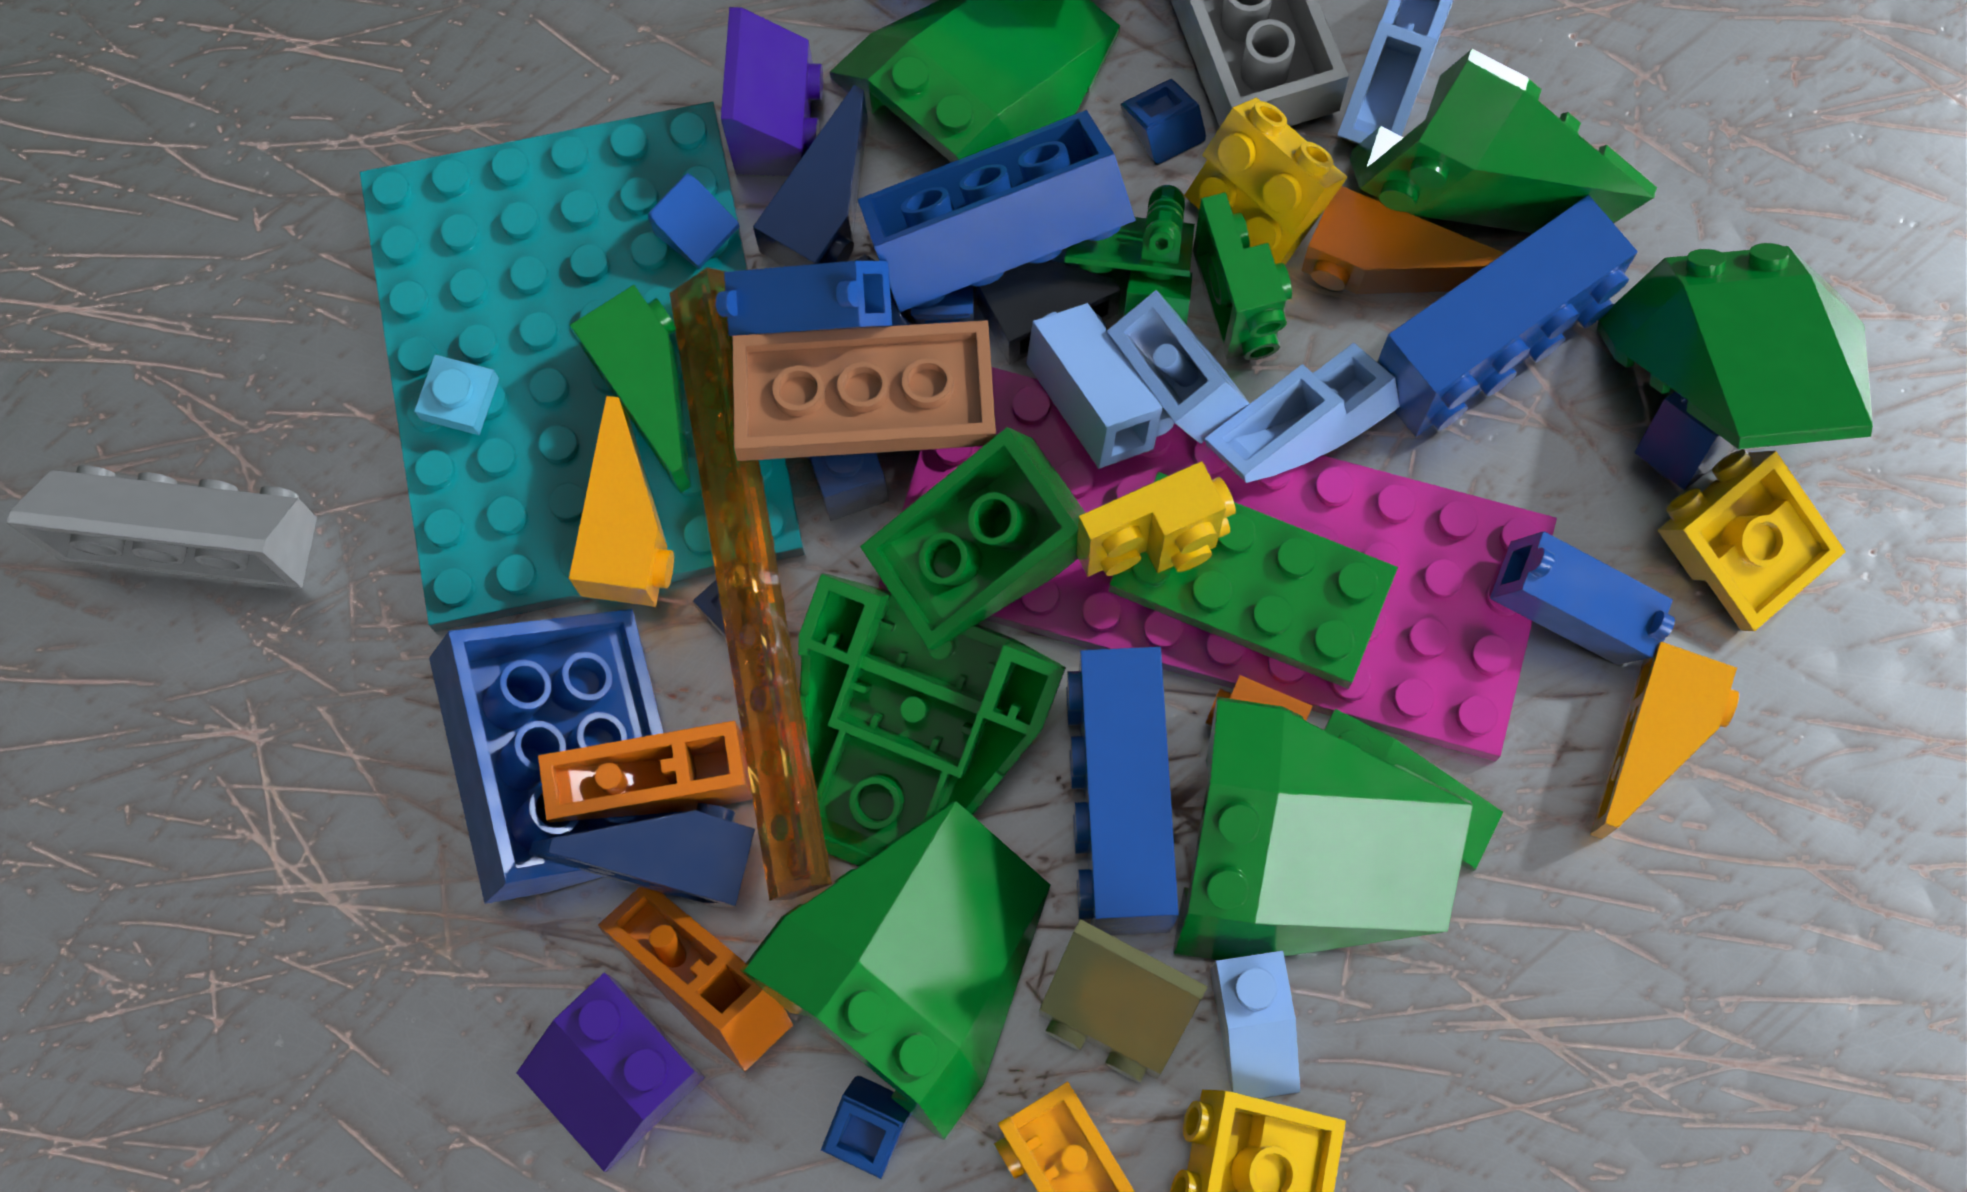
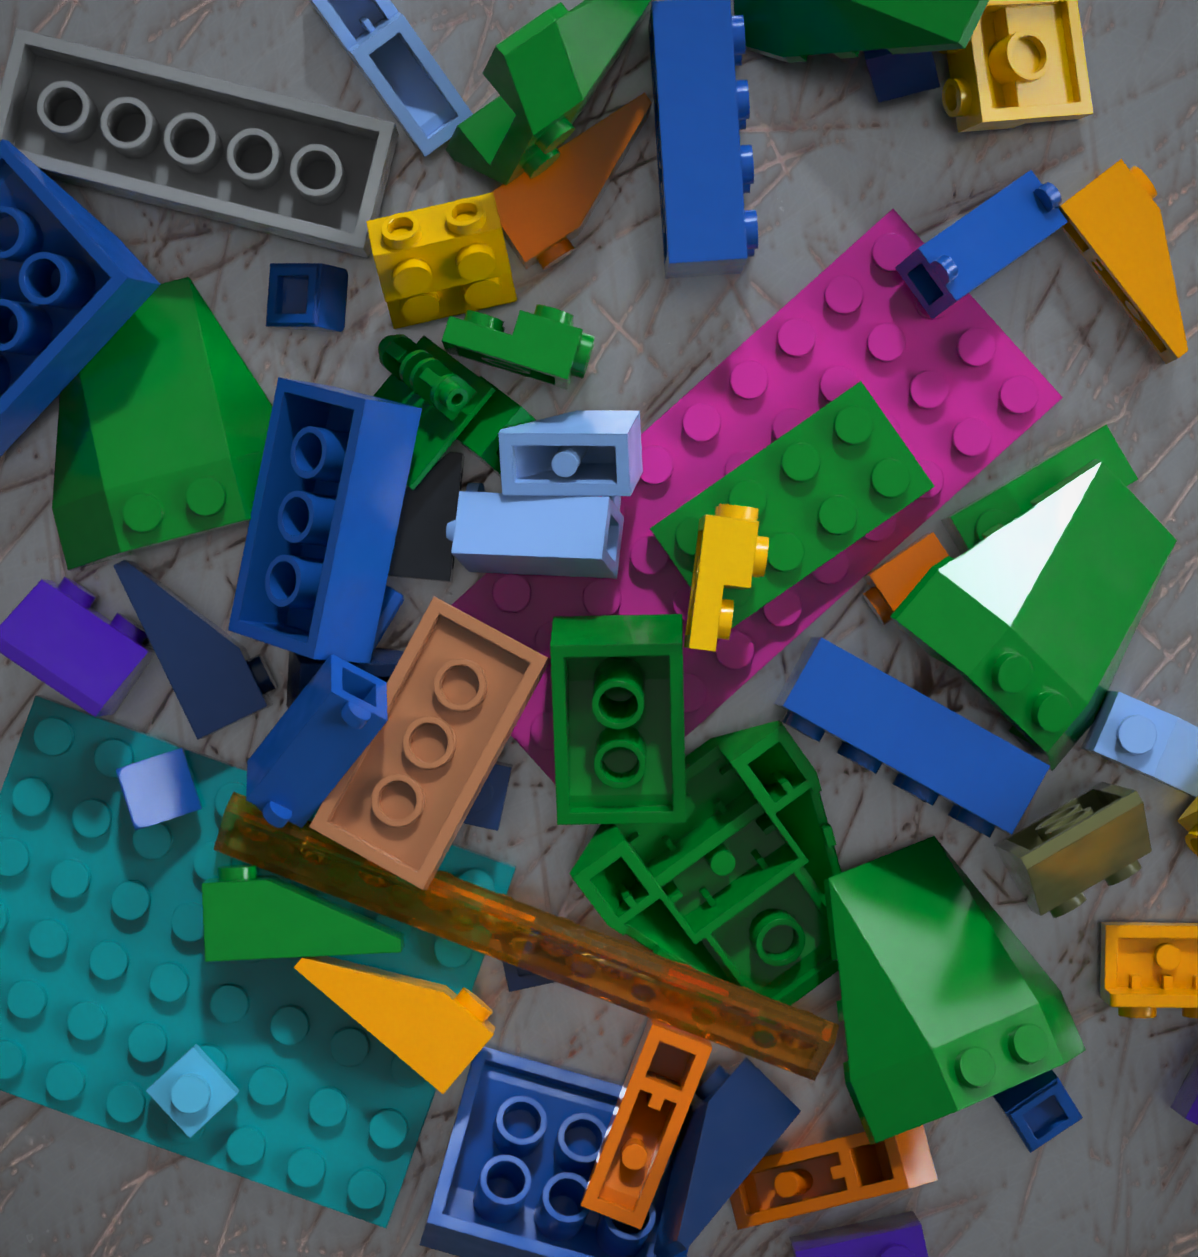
camera: 60 degrees left, 15 degrees up
(1306, 416) = (676, 368): light blue slope -> none

